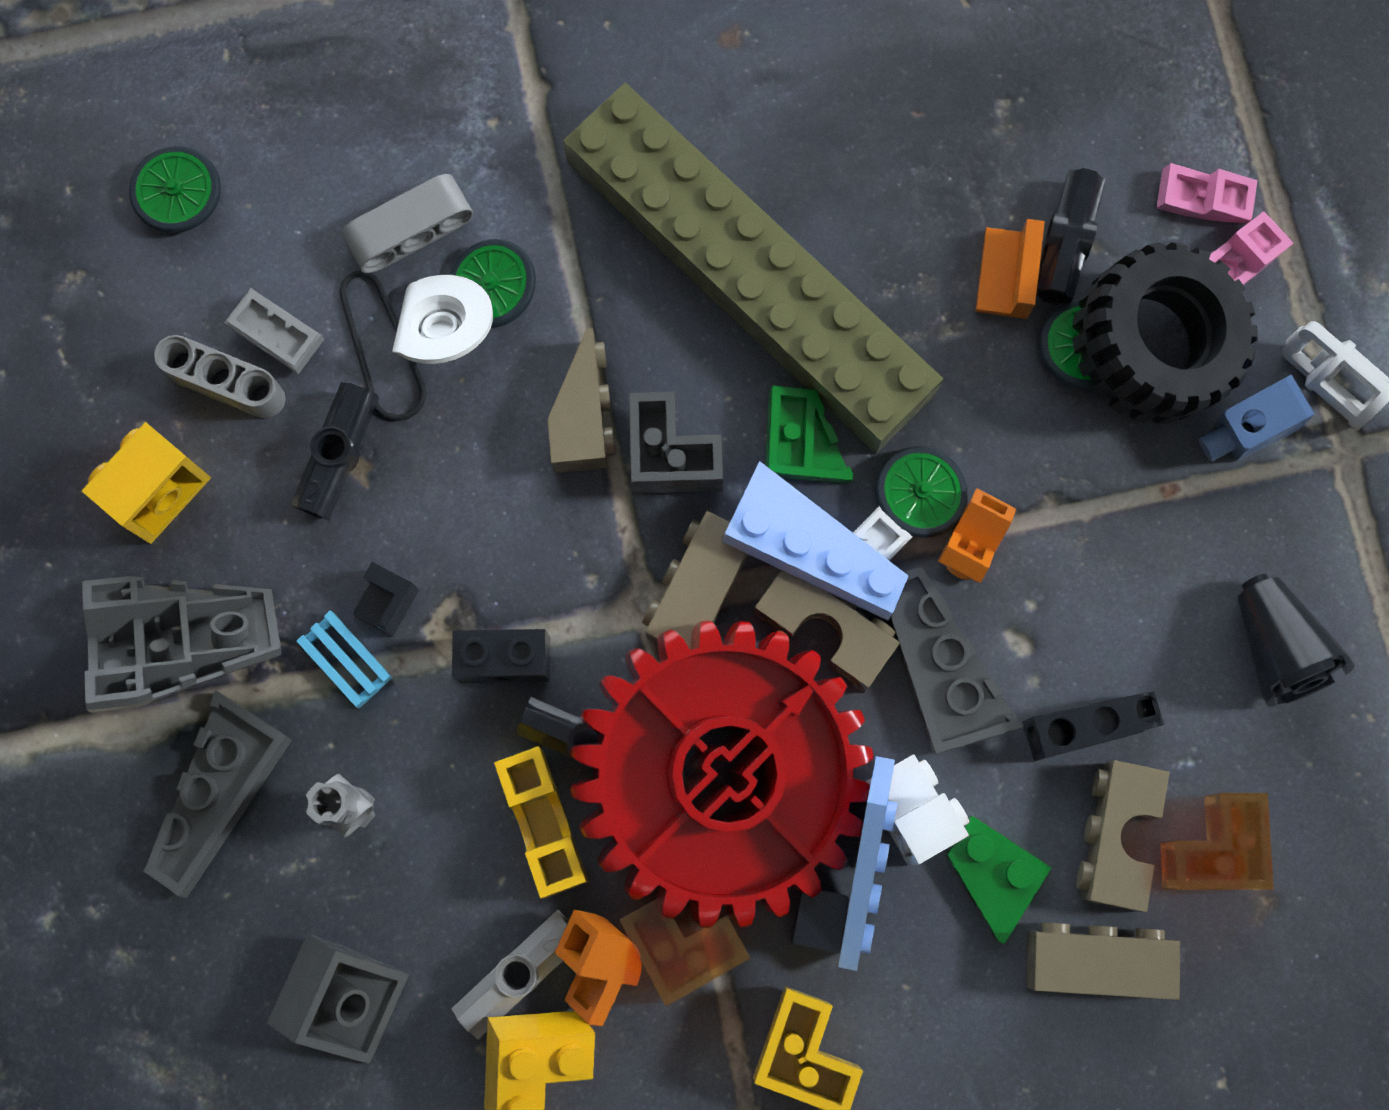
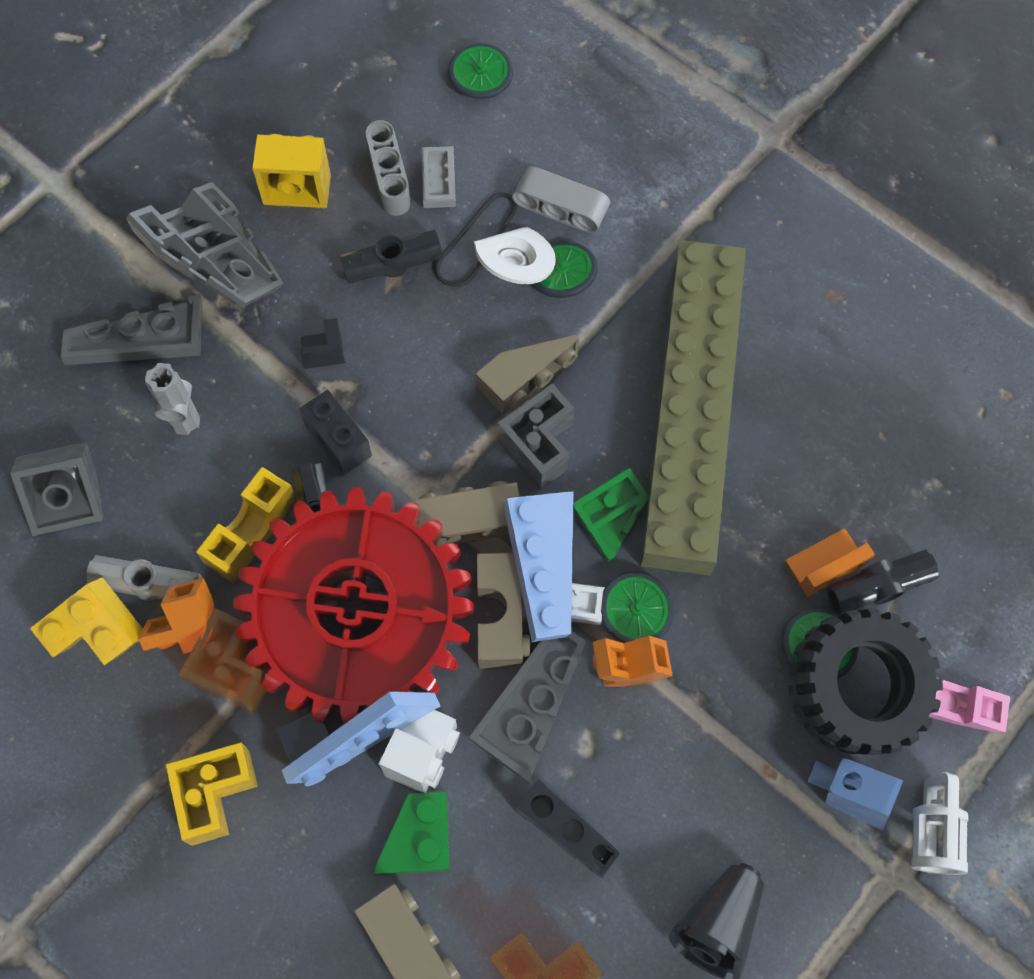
camera: 50 degrees right, 10 degrees down
(319, 631) = (275, 326): medium azure tile -> none
(1109, 873) = (534, 883): dark tan arch -> none
(1212, 197) = (988, 654): bright pink slope -> none

